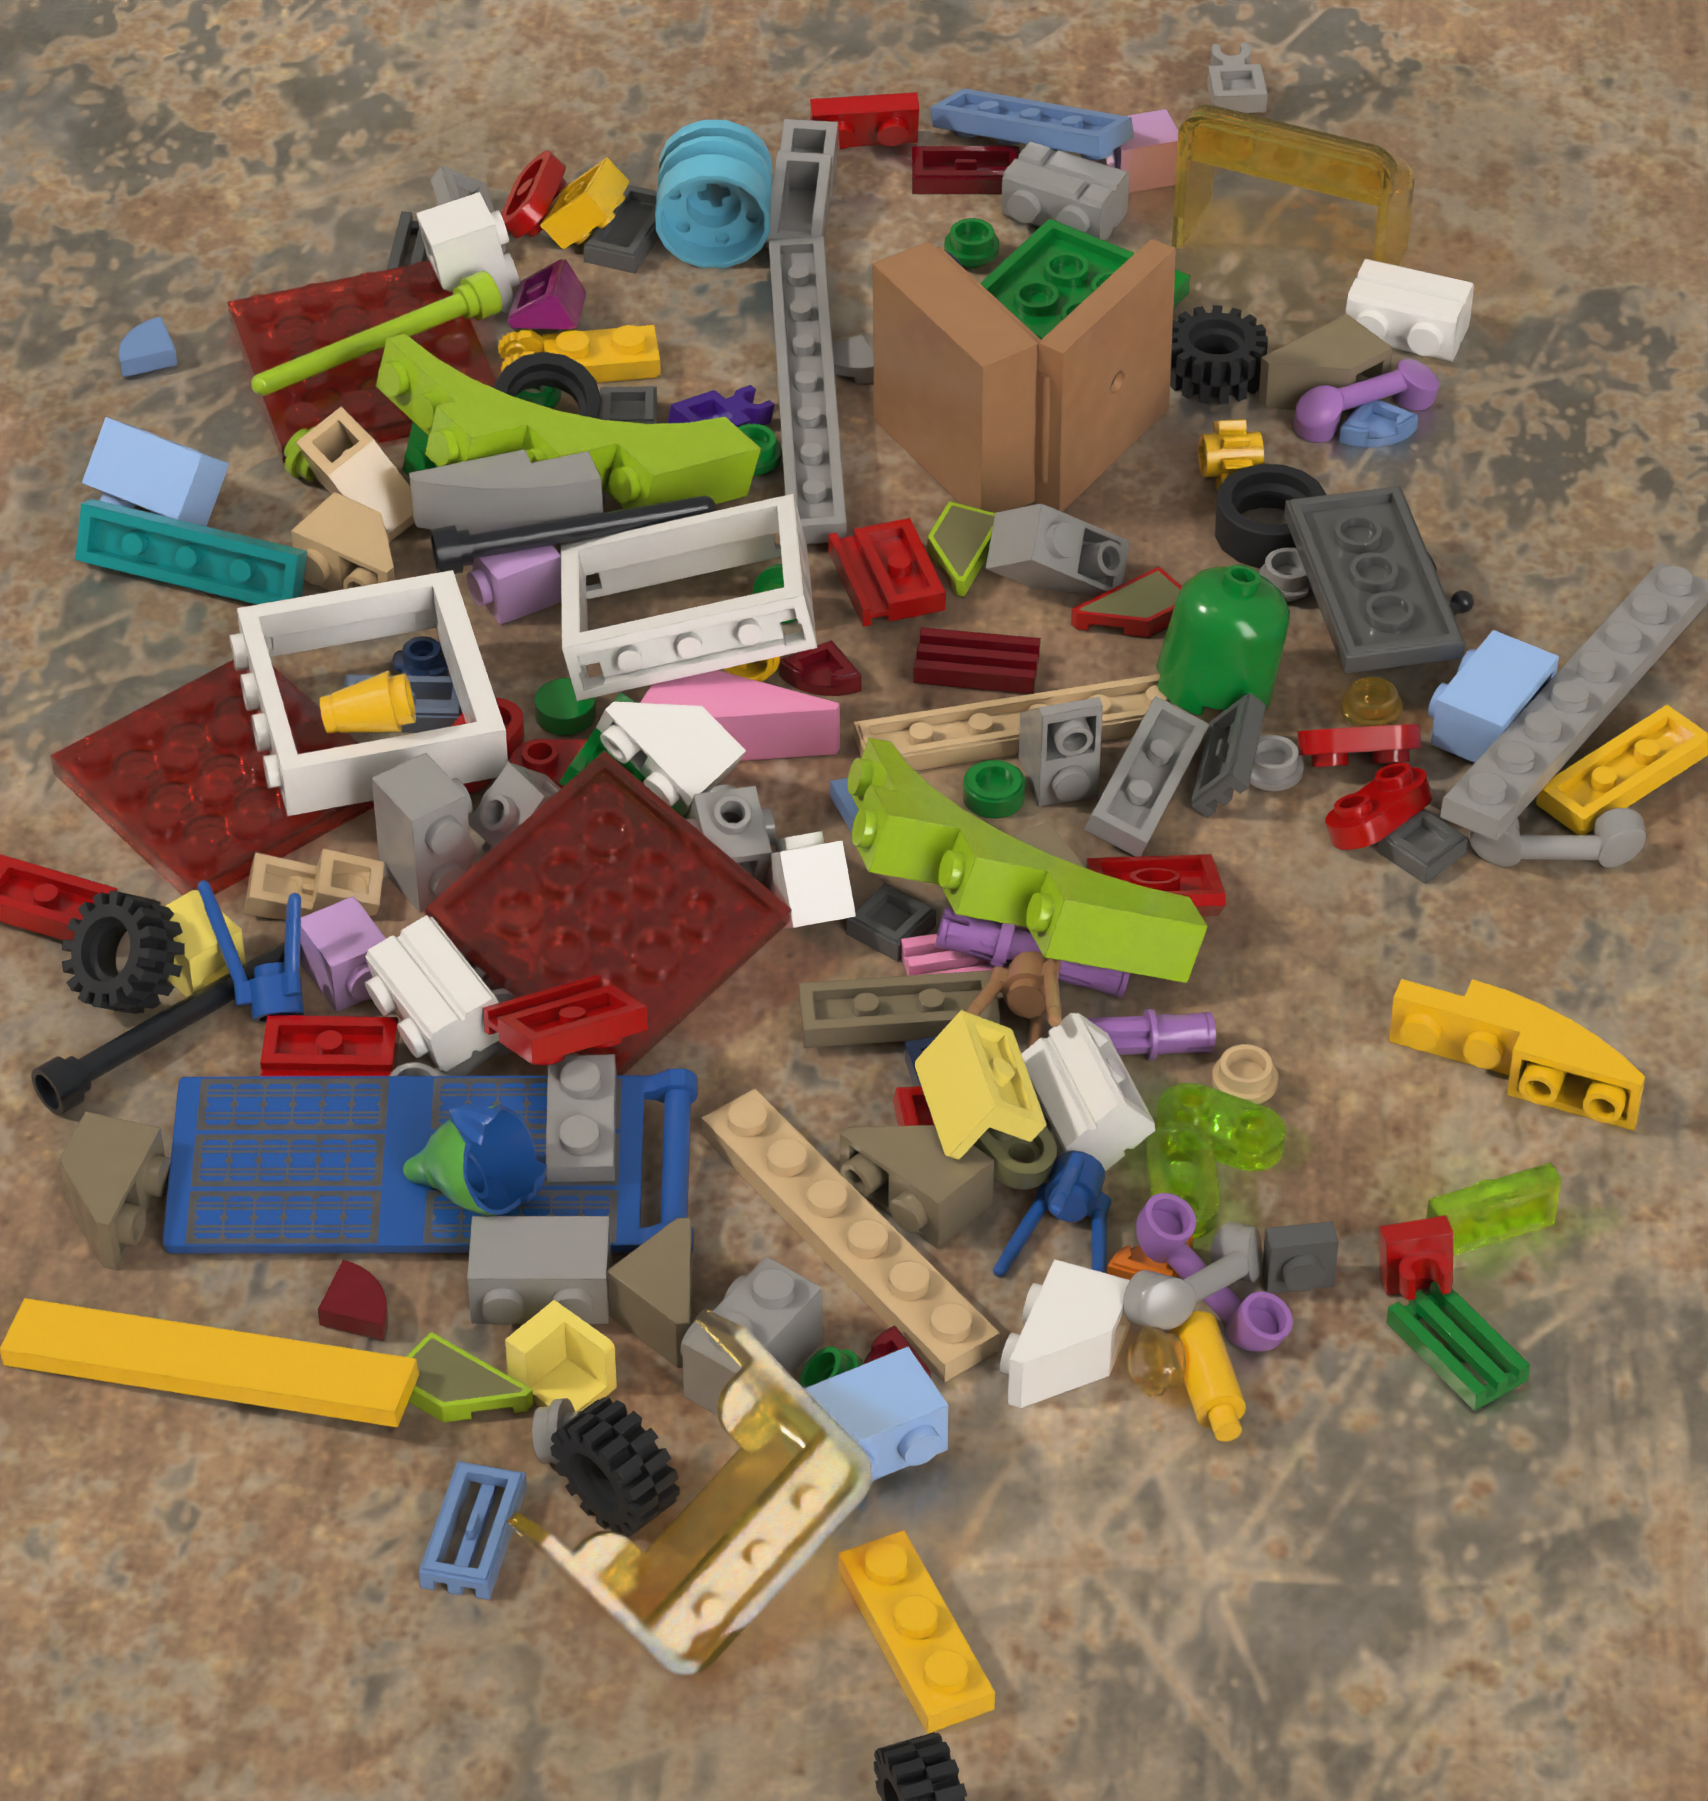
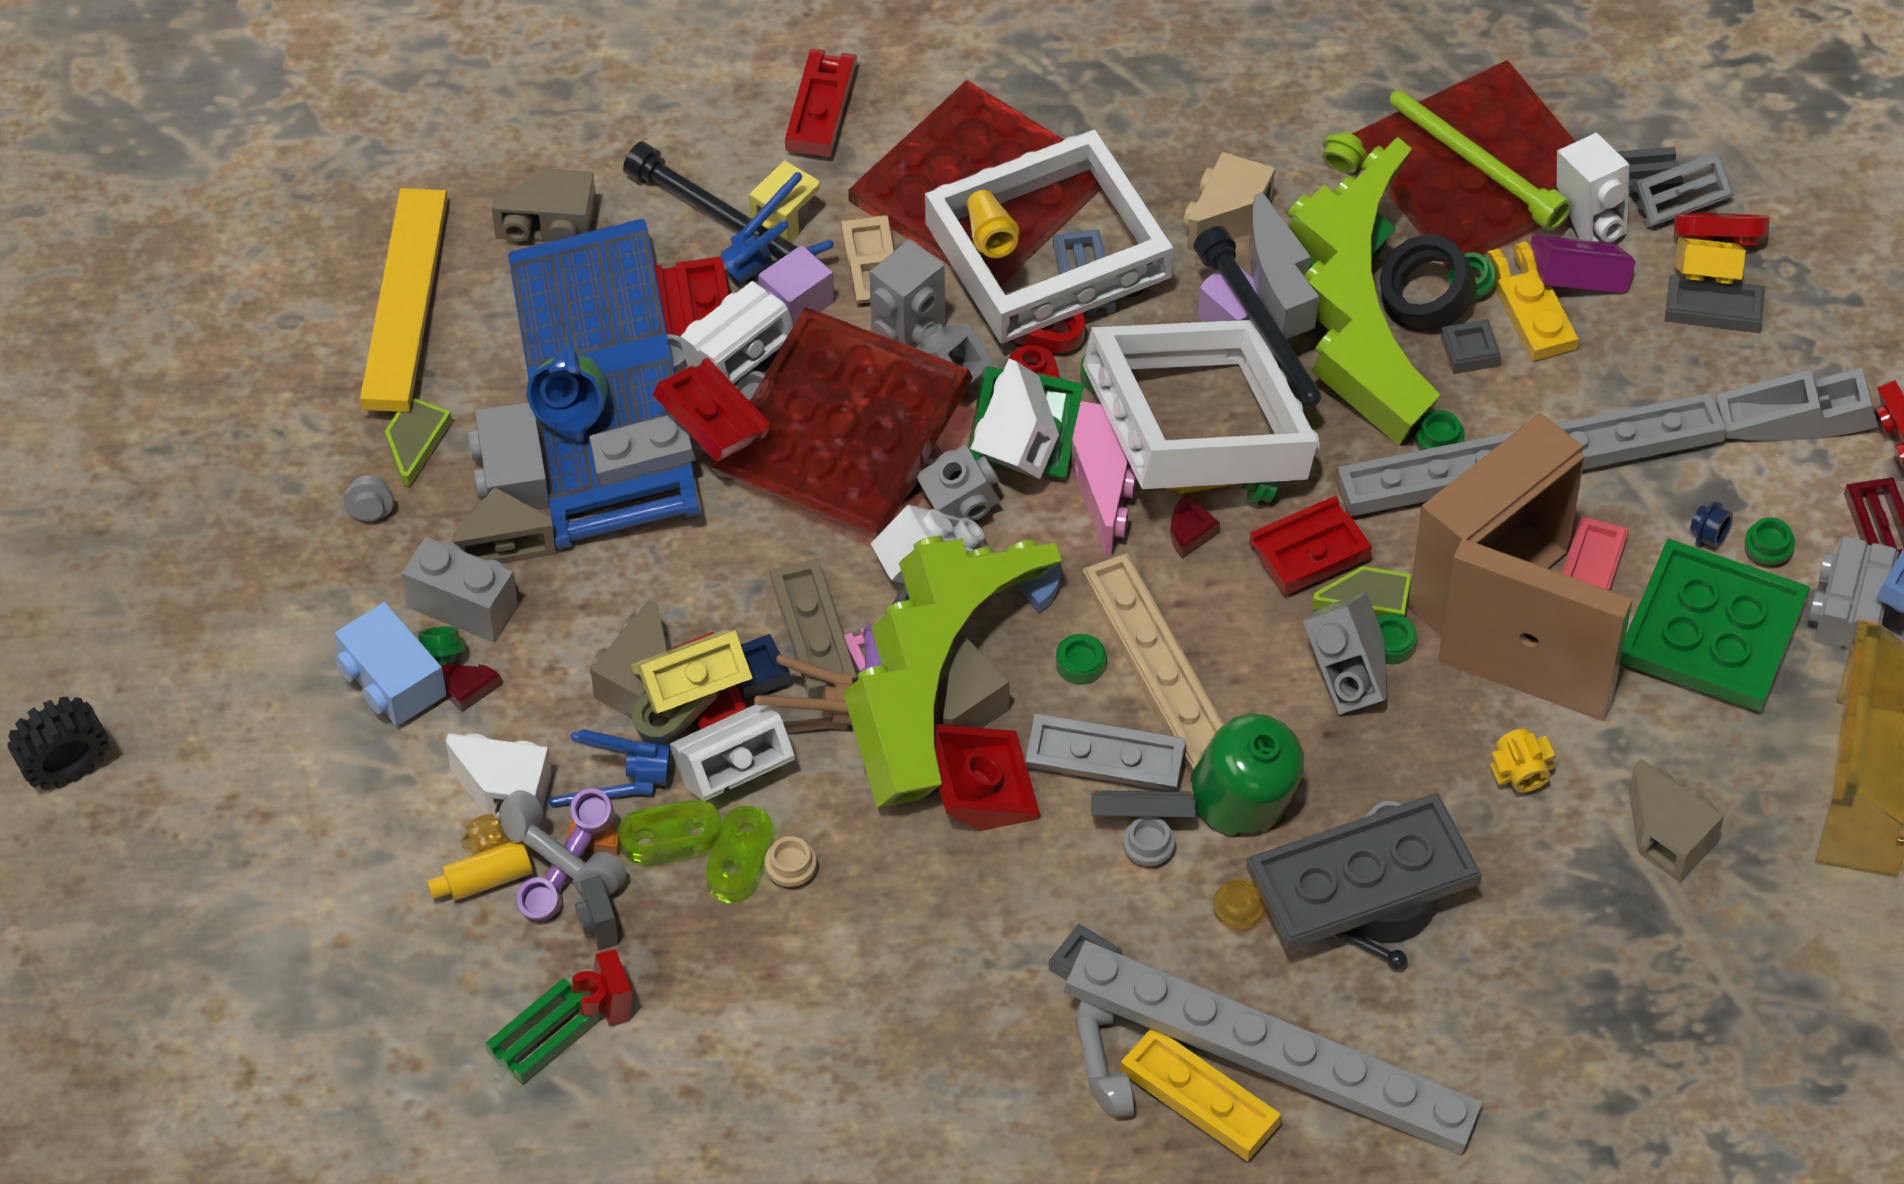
camera: 80 degrees right, 10 degrees up
(96, 948) = (752, 158): black tyre -> none
(146, 349) = (1452, 29): medium blue tile -> none
(154, 473) = (1276, 61): light blue brick -> none
(188, 554) = (1199, 107): teal plate -> none
(355, 1303) = (478, 367): dark red tile -> none
(356, 467) = (1309, 165): tan slope -> none
(460, 1574) = (289, 479): medium blue tile -> none
(561, 1358) = (436, 490): light yellow panel -> none
(615, 1466) = (323, 525): black tyre -> none
(712, 405) = (1471, 401): dark purple plate -> none
(714, 194) = (1736, 336): medium azure wheel -> none
(739, 1534) = (232, 576): clear yellow windscreen -> none
(850, 1235) = (569, 652): tan plate -> none
(854, 359) = (1594, 486): light grey tile -> none
(916, 1631) = (234, 732): yellow plate -> none
(977, 660) = (1225, 593): dark red tile -> none
(1062, 750) = (1110, 682): light grey slope -> none
(1138, 606) = (1326, 727): tile -> none
(1160, 1033) = (819, 793): medium lavender axle -> none
(1217, 354) = (1673, 714): black tyre -> none
(1253, 489) = (1475, 773): black tyre -> none
(1321, 407) = (1678, 887): medium lavender bar -> none
(1377, 425) = (1621, 873): medium blue tile -> none
(1379, 806) = (1110, 918): red plate -> none
(1385, 742) = (1184, 895): red plate -> none
(1412, 308) = (1774, 874): white brick -> none
(1488, 694) = (1251, 973): light blue brick -> none
(1500, 1207) = (669, 1034): clear neon green plate -> none
(1541, 1051) = (846, 1048): yellow slope -> none

